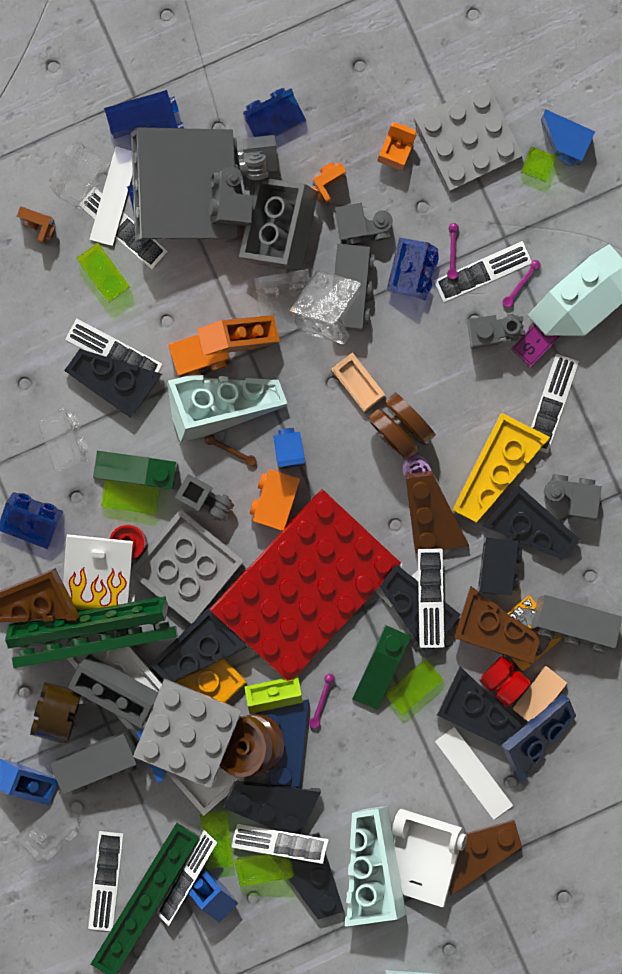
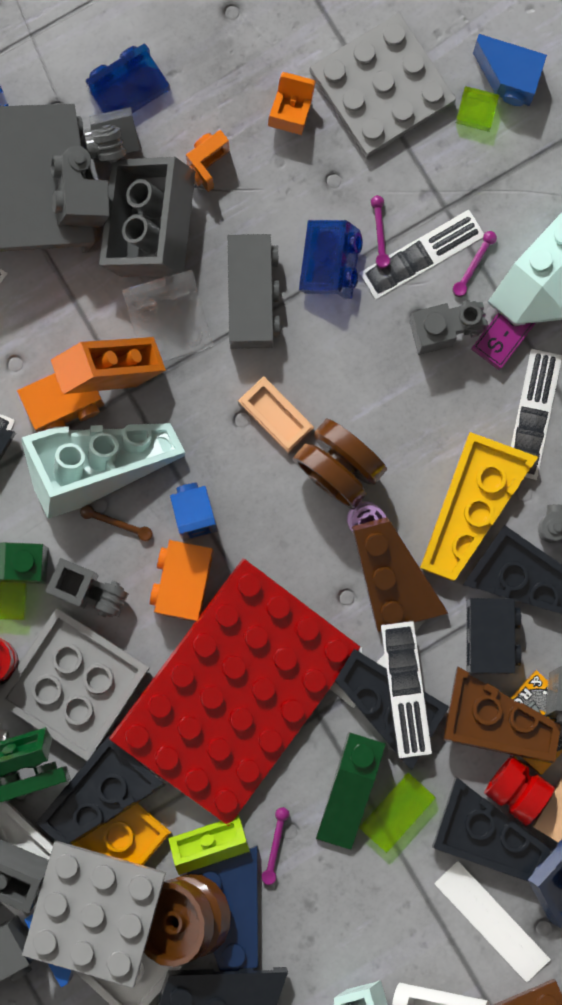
camera: 10 degrees left, 5 degrees down
(324, 305) = (216, 317): clear bracket -> none
(355, 227) = (250, 213): dark grey brick -> none

